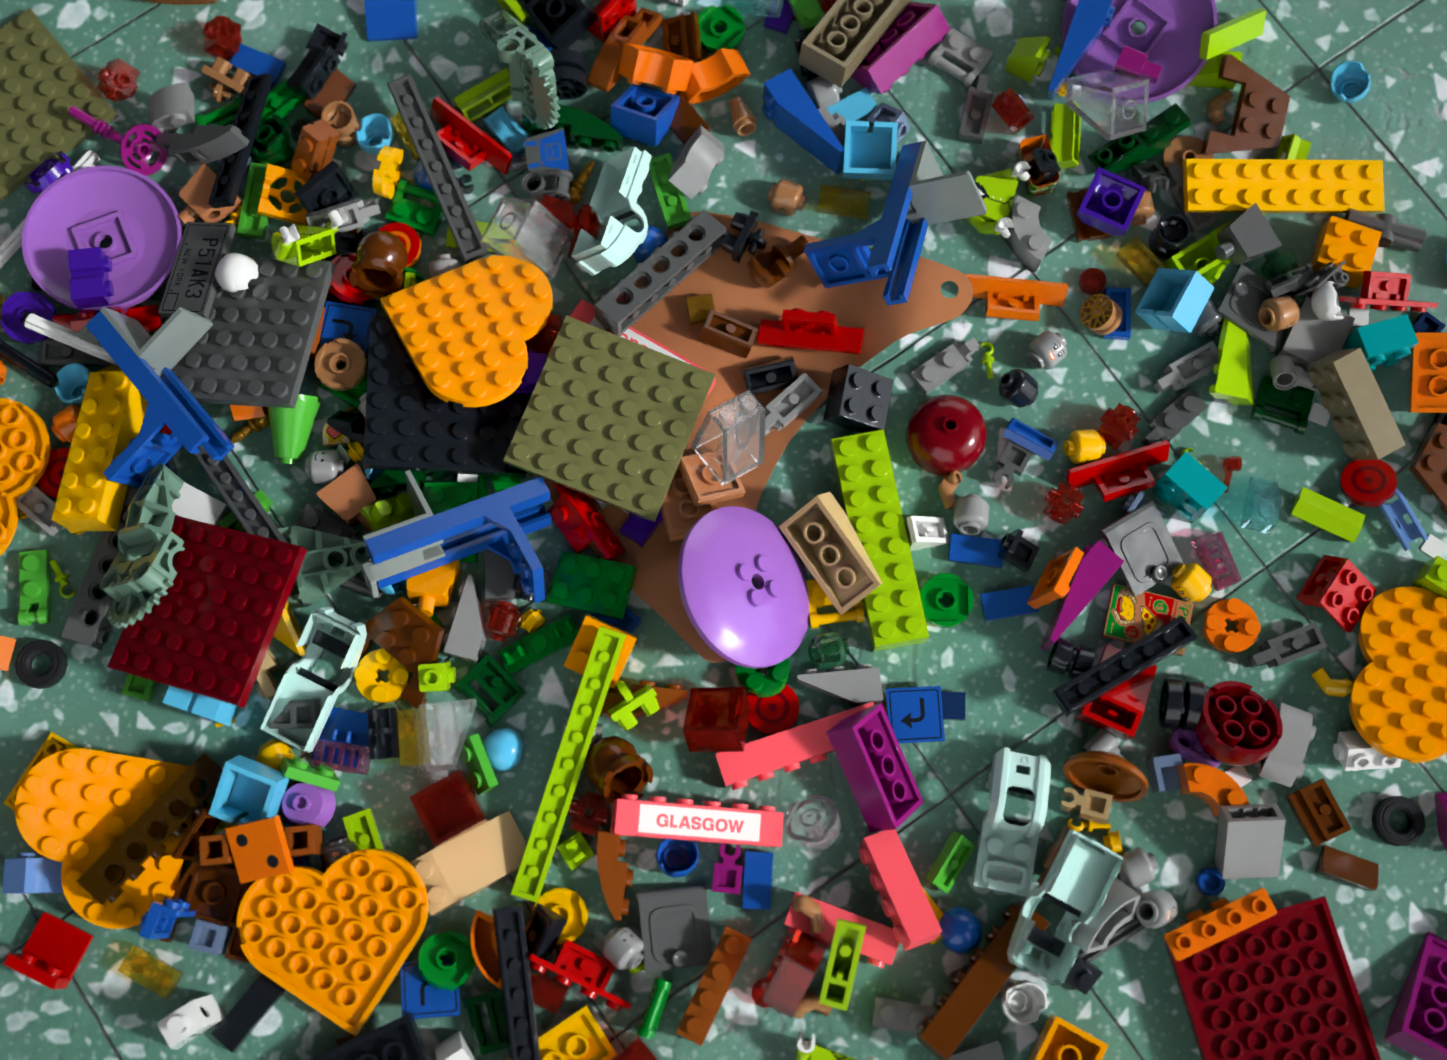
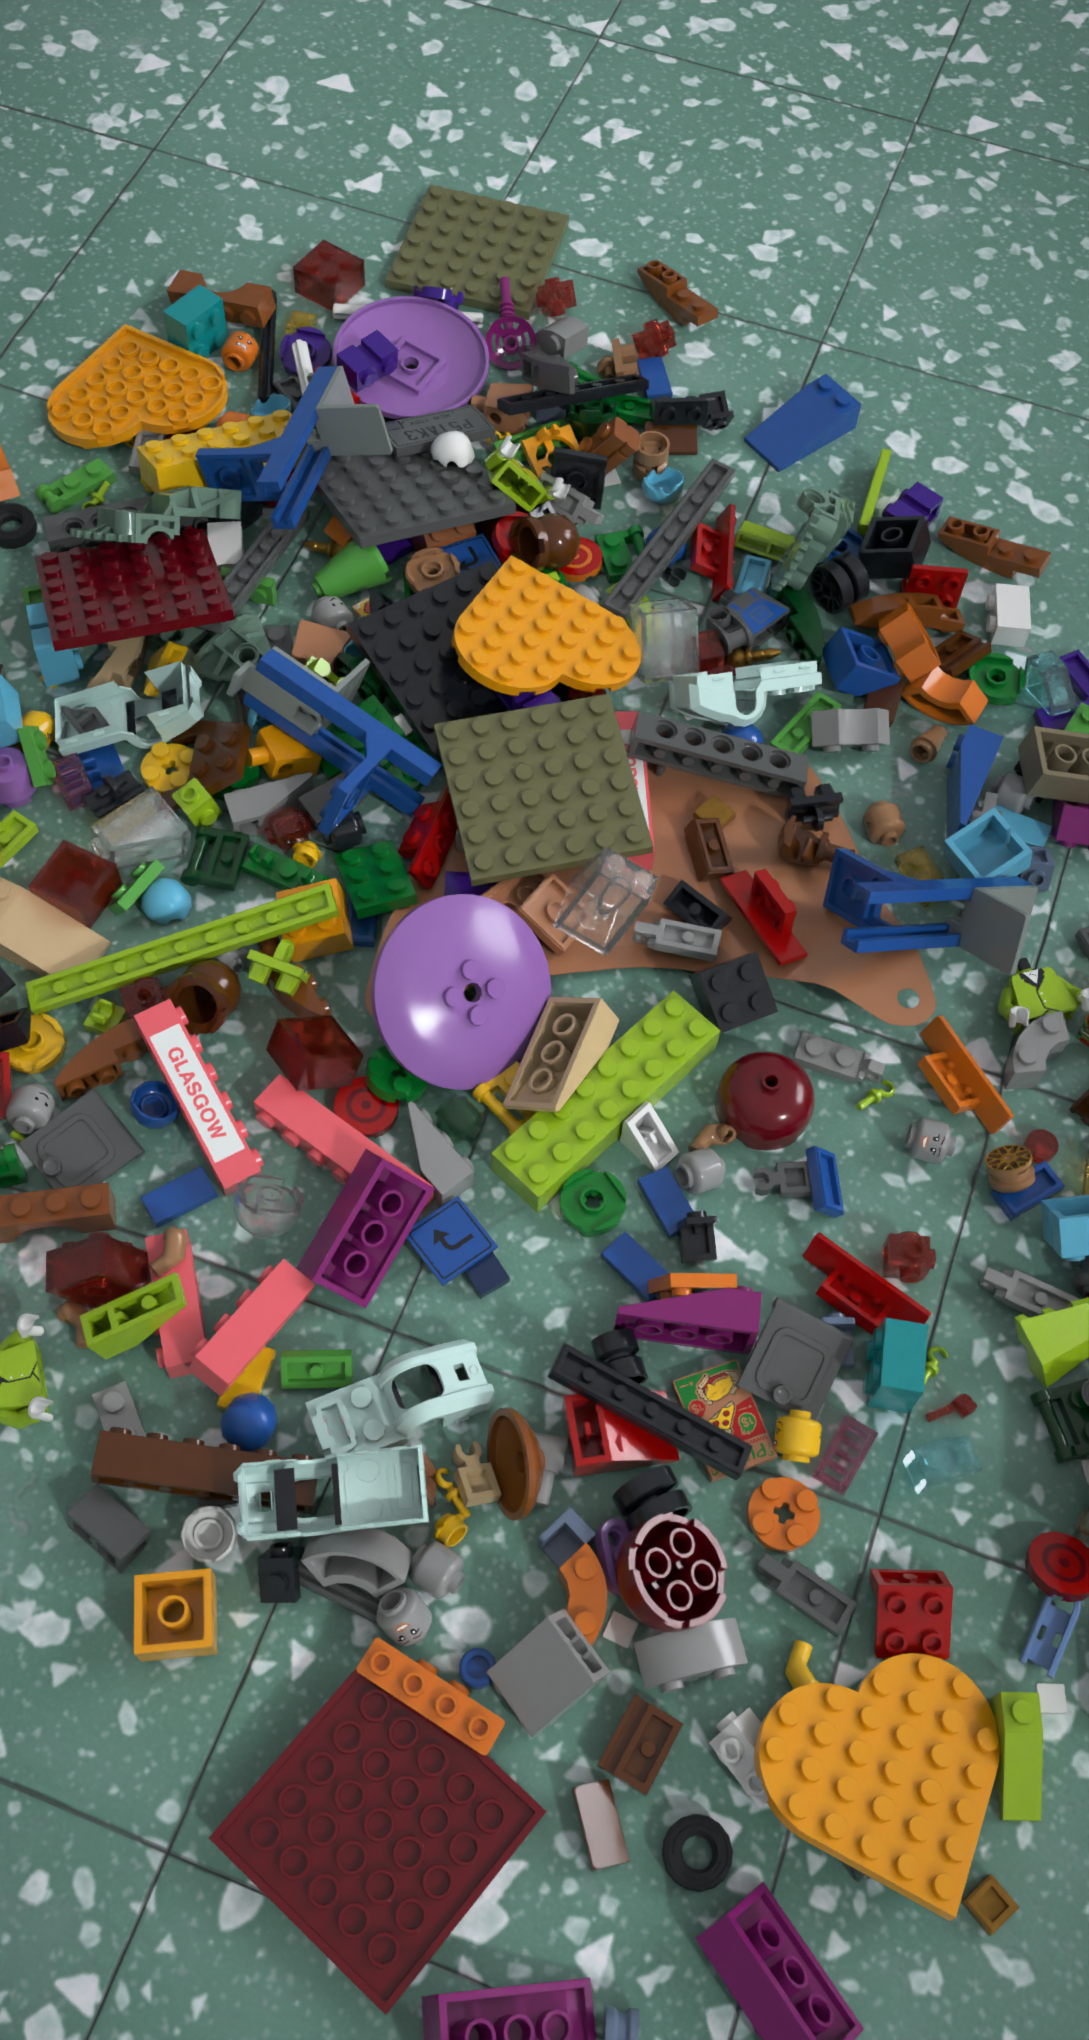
camera: 50 degrees right, 15 degrees down
(389, 171) = (645, 505): yellow plate -> none
(727, 875) = (167, 1164): magenta plate -> none
(1018, 388) = (867, 1135): black head -> none
(1060, 511) = (781, 1252): clear red brick -> none
(1084, 446) = (859, 1237): yellow head -> none
(1175, 417) = (966, 1316): dark grey hinge -> none
(1327, 514) = (989, 1544): lime piece -> none

